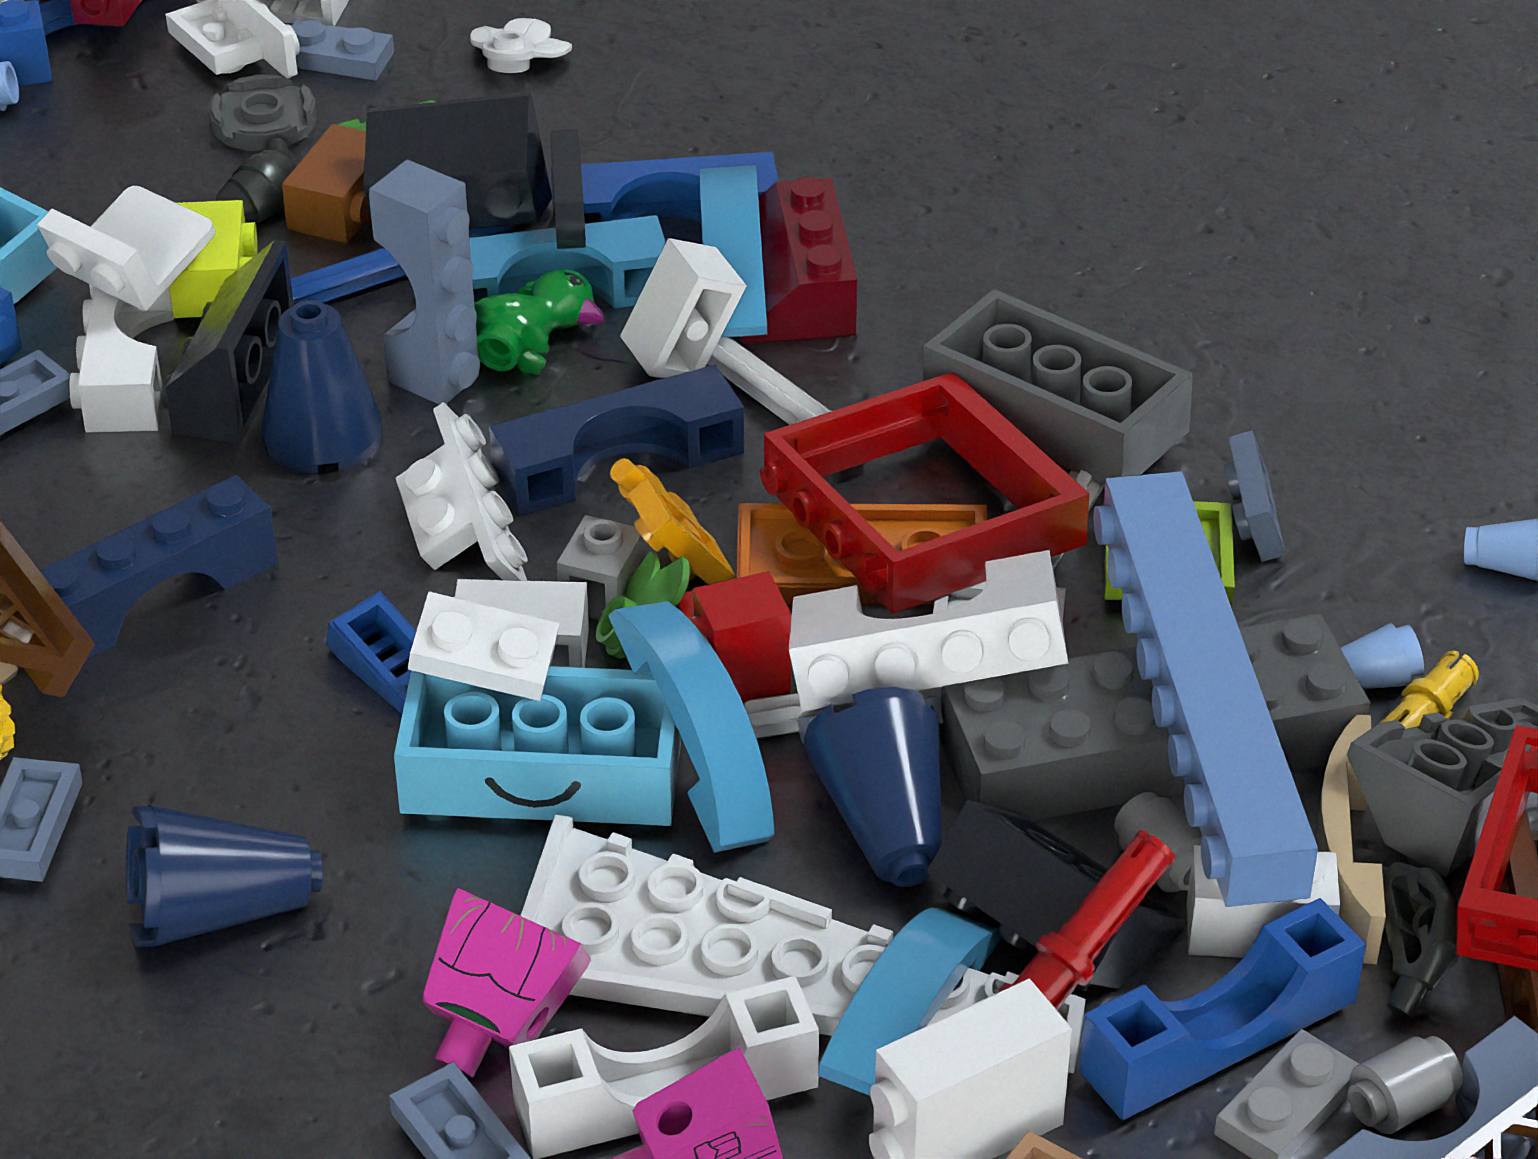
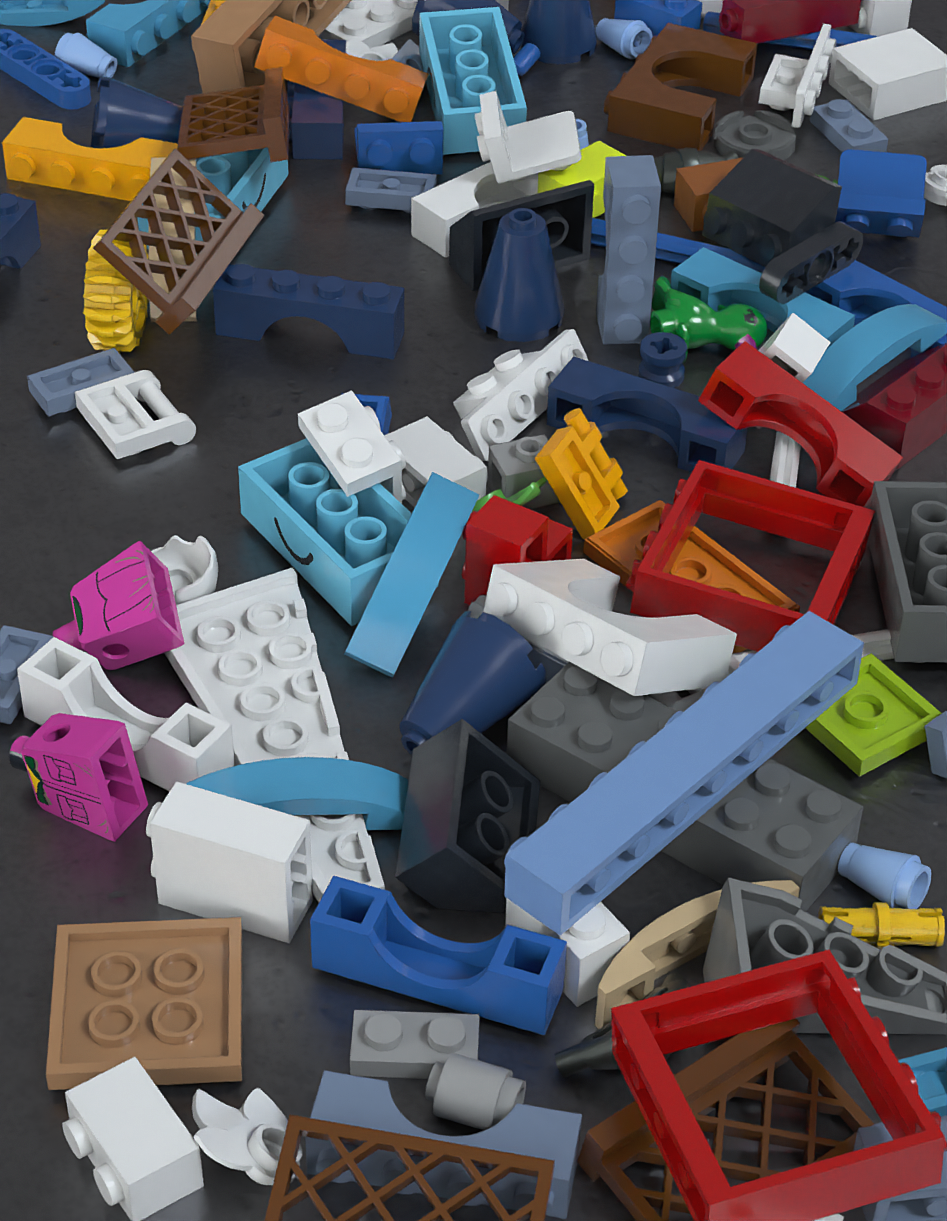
camera: 50 degrees right, 0 degrees up
(105, 791) = (124, 422): none -> white plate
(115, 144) = (653, 111): none -> reddish brown arch
(211, 874) = (92, 459): dark blue cone -> none
(470, 870) = (190, 567): none -> white hair
(484, 68) = (882, 192): none -> blue bracket
(539, 377) = (663, 358): none -> dark blue wheel
(846, 349) = (759, 393): none -> red arch
(1068, 956) = (378, 840): red pin -> none

